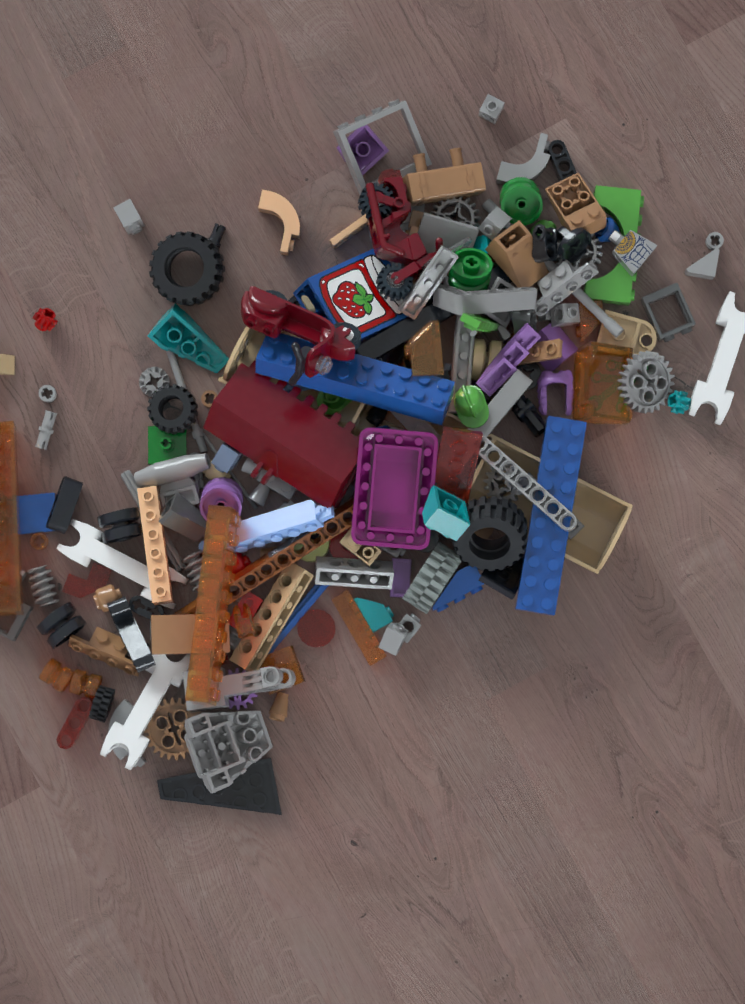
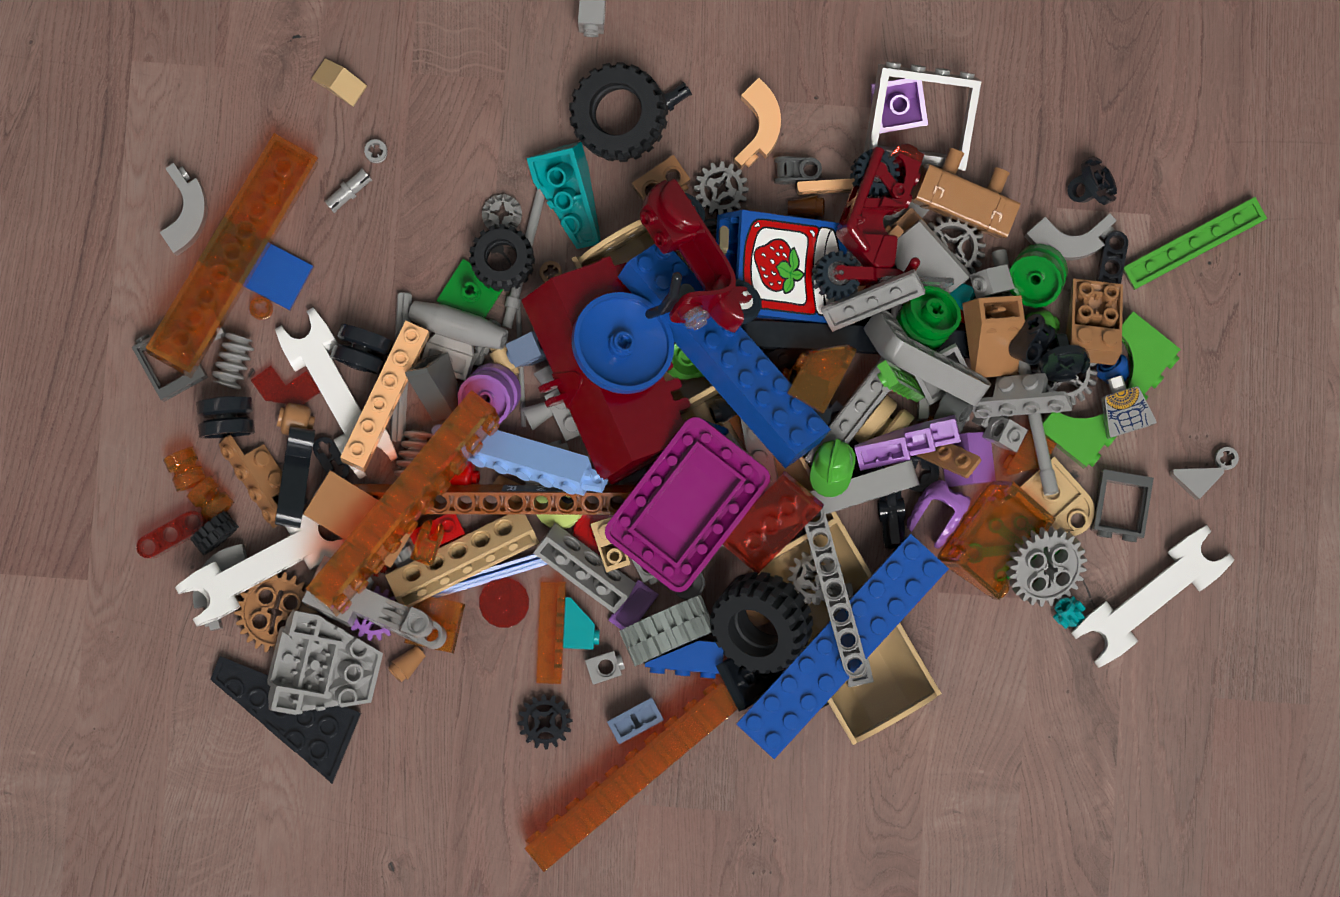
camera: 25 degrees right, 0 degrees up
(45, 319) = (426, 67): red gear -> none
(64, 505) = (314, 286): black beam -> none
(238, 292) = (659, 174): none -> medium nougat brick
(275, 277) = (710, 183): none -> light grey gear
(286, 413) = (620, 345): none -> blue dish
(323, 233) = (795, 170): none -> dark grey piece
(346, 252) = (807, 207): none -> reddish brown cone
(382, 685) = (536, 713): none -> black gear
(393, 638) = (581, 669): light grey brick -> none
(445, 513) = (725, 569): teal slope -> none
(449, 648) = (635, 720): none -> sand blue brick
(470, 686) = (632, 777): none -> clear orange brick
(491, 109) = (1072, 151): light grey brick -> none
(519, 118) = (1097, 182): none -> black tile
(606, 118) = (1194, 243): none -> bright green plate

